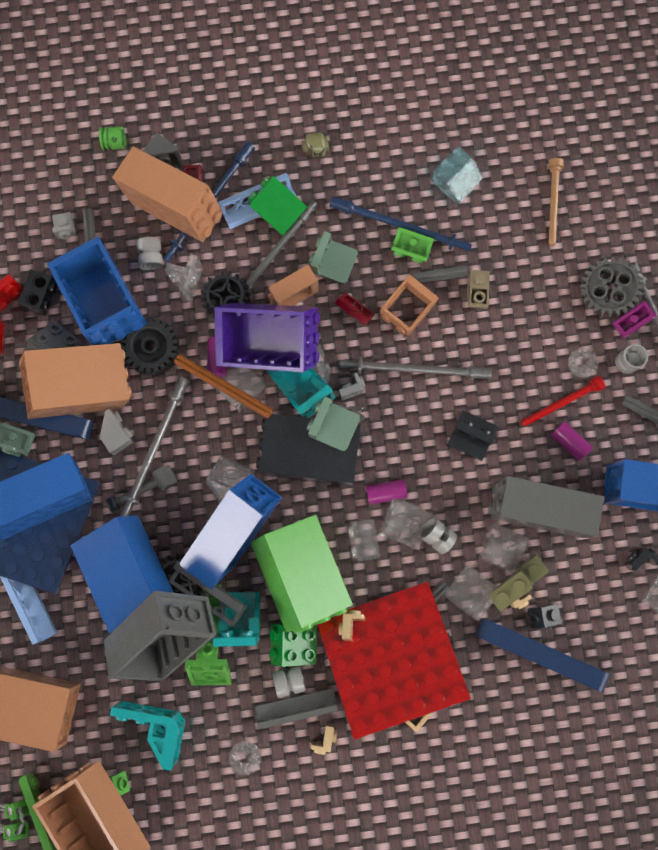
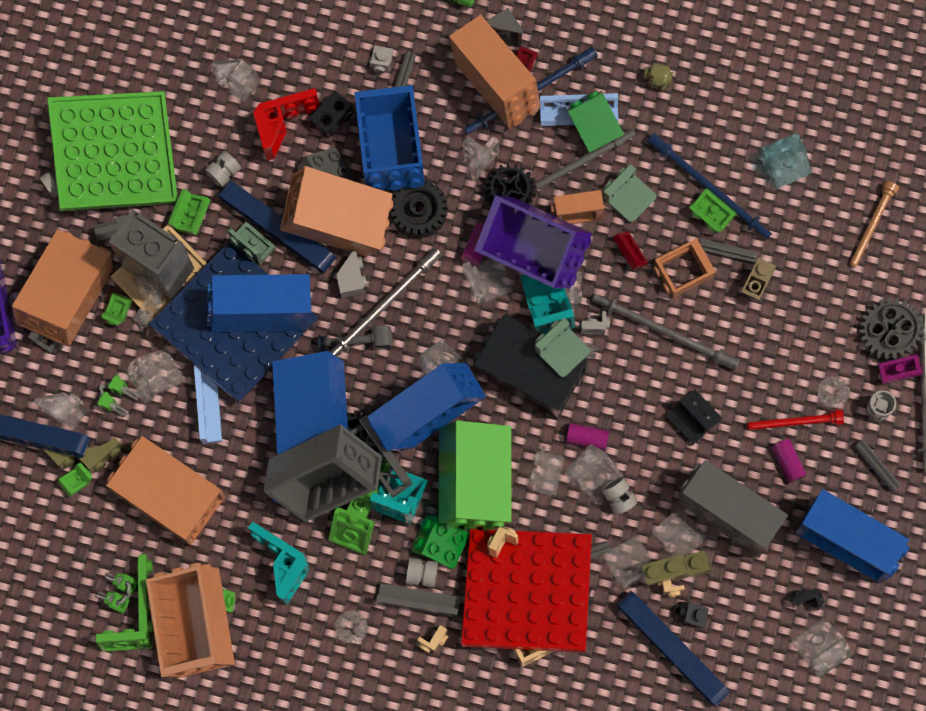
camera: 25 degrees right, 5 degrees down
(149, 253) = (453, 119): light grey wheel -> none
(223, 386) = (474, 273): dark orange axle -> none

